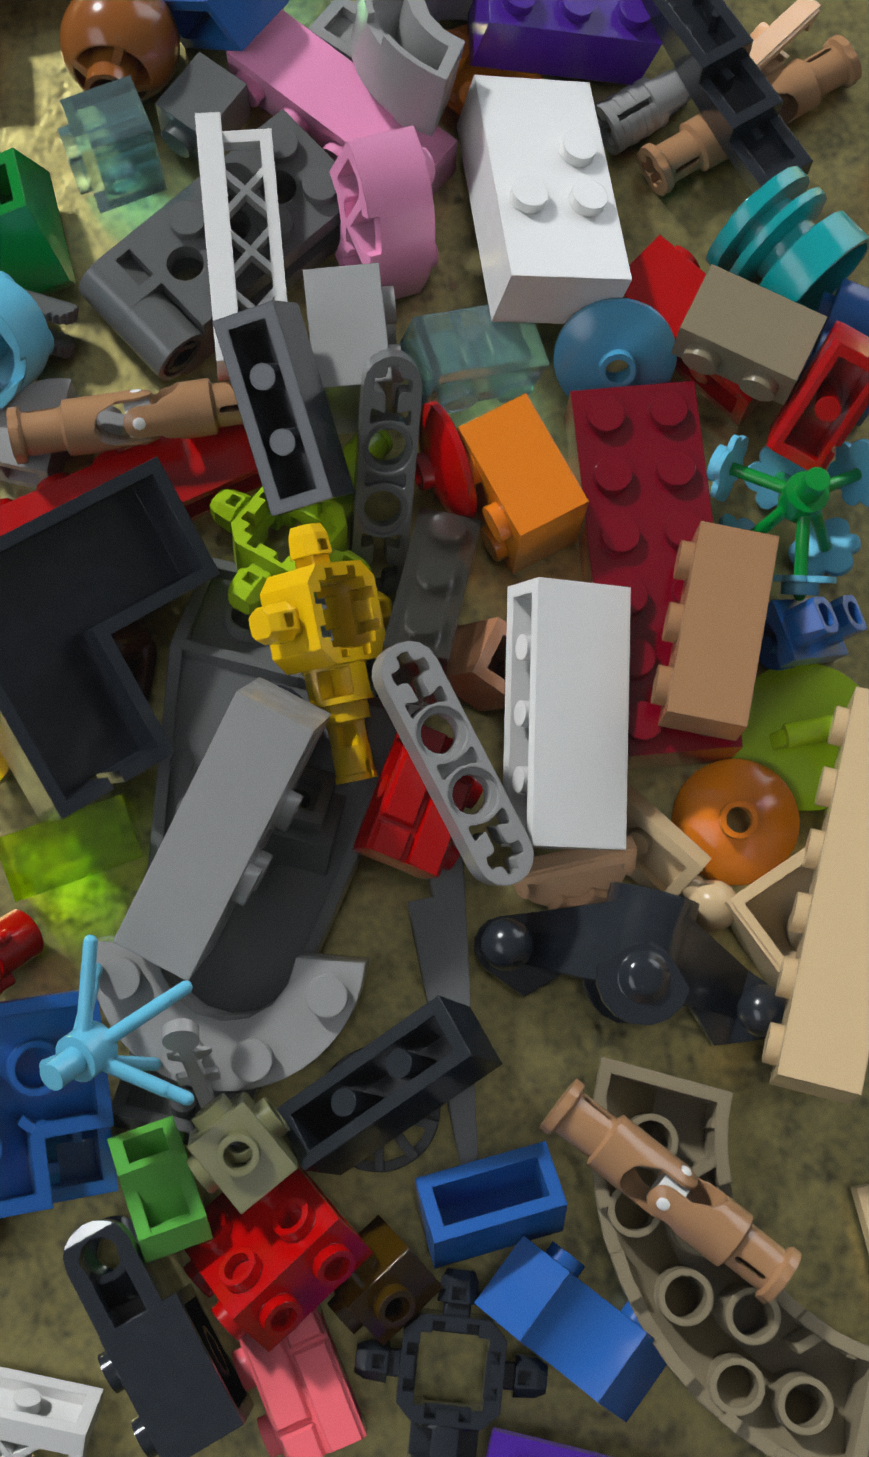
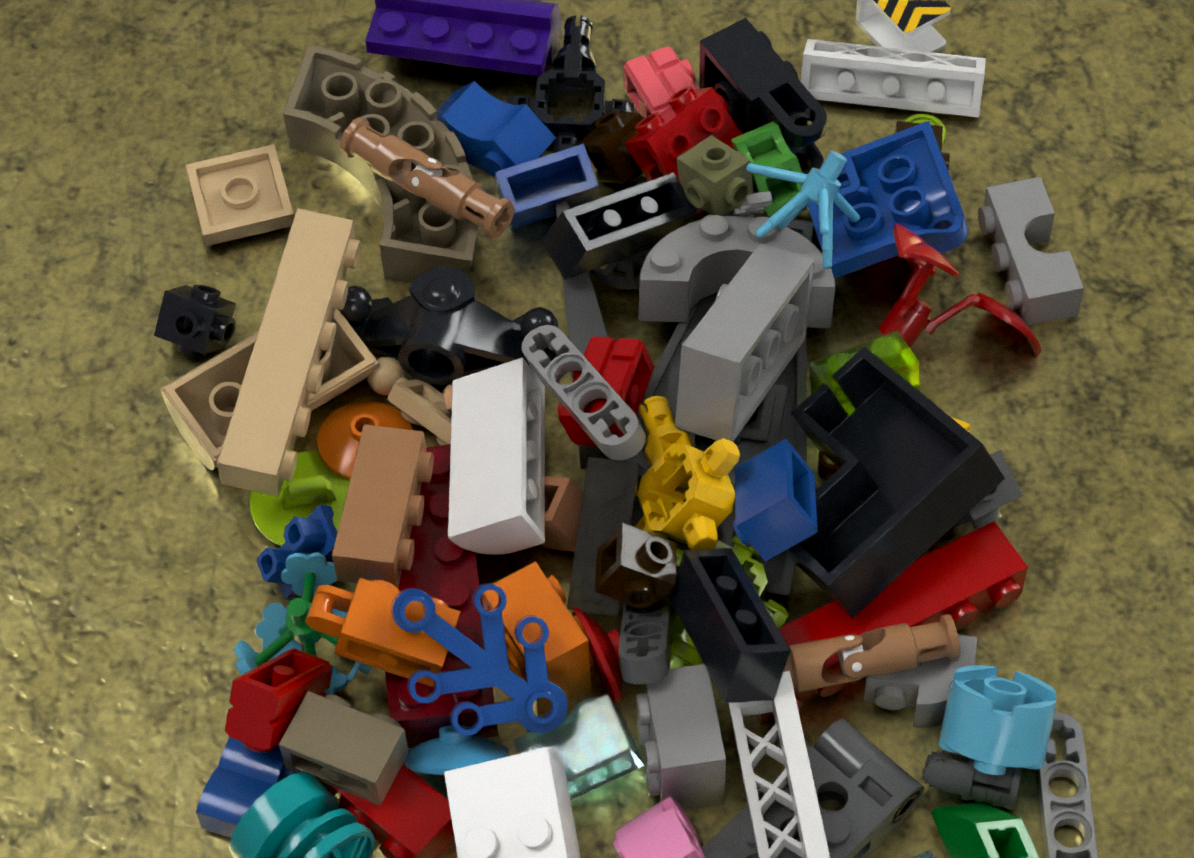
camera: 175 degrees left, 20 degrees down
(208, 585) = (775, 501): none -> blue piece
(393, 512) = (636, 567): none -> dark brown brick
(523, 368) = (487, 666): none -> blue plant
(704, 445) = (370, 632): none -> orange brick

